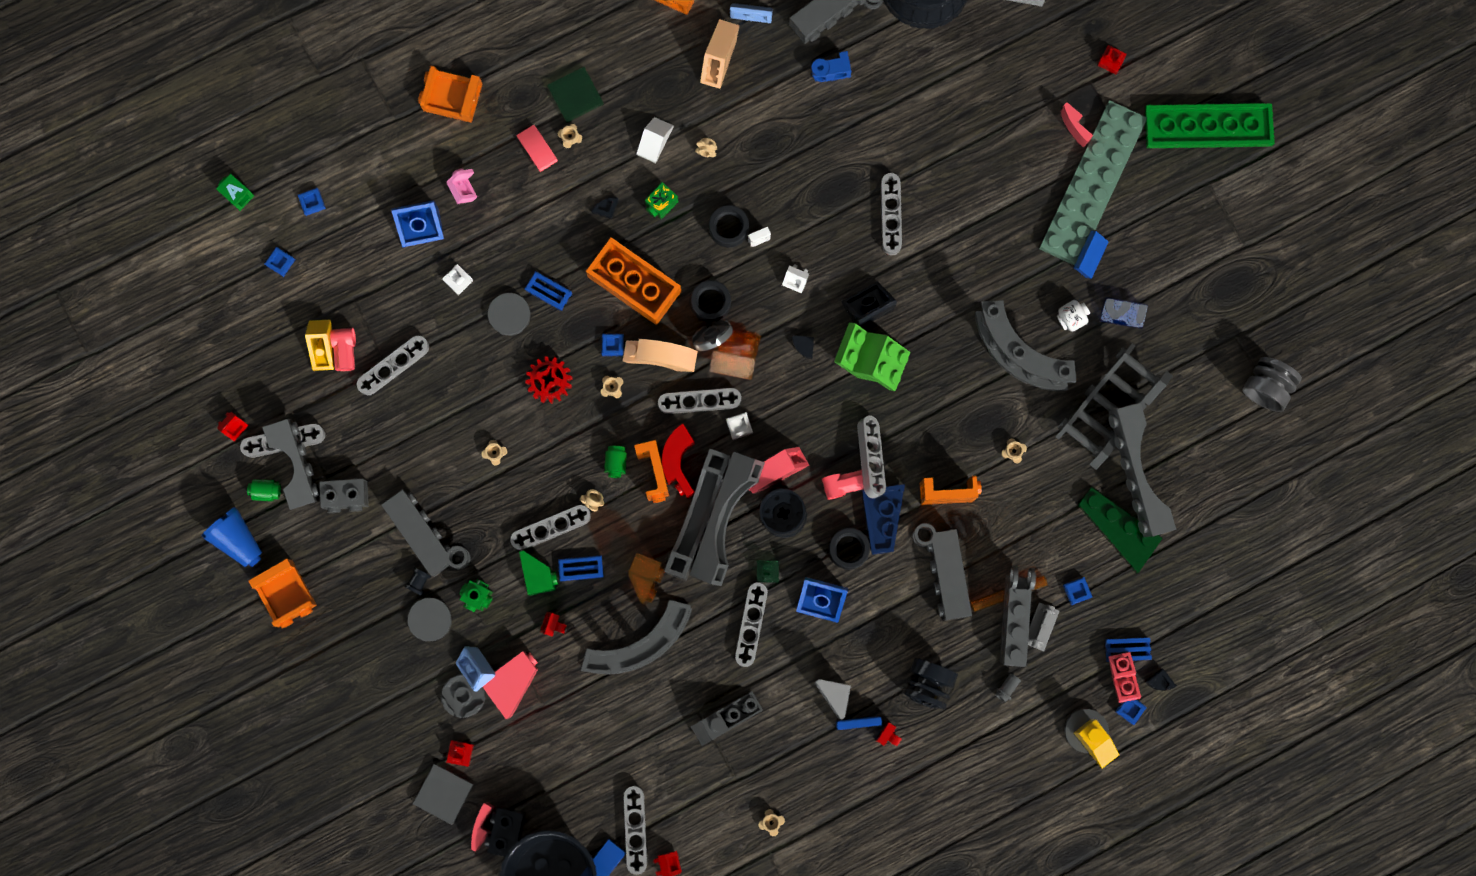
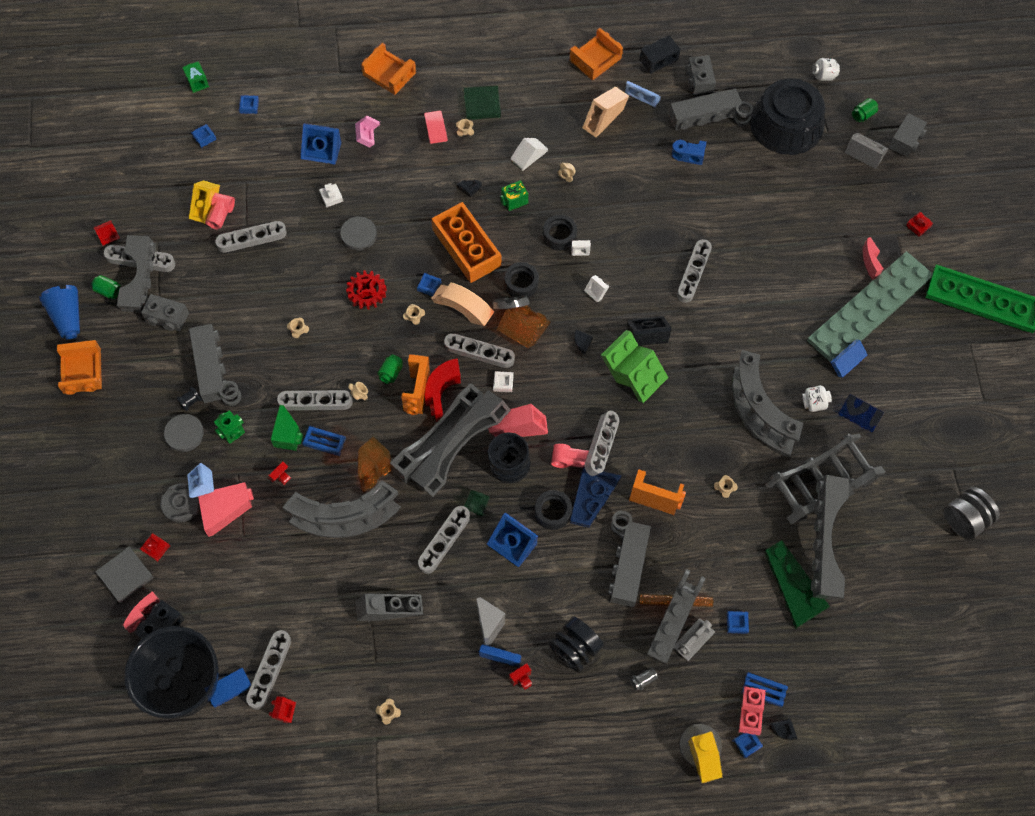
camera: 20 degrees right, 15 degrees down
(564, 300) = (400, 242): blue tile -> none

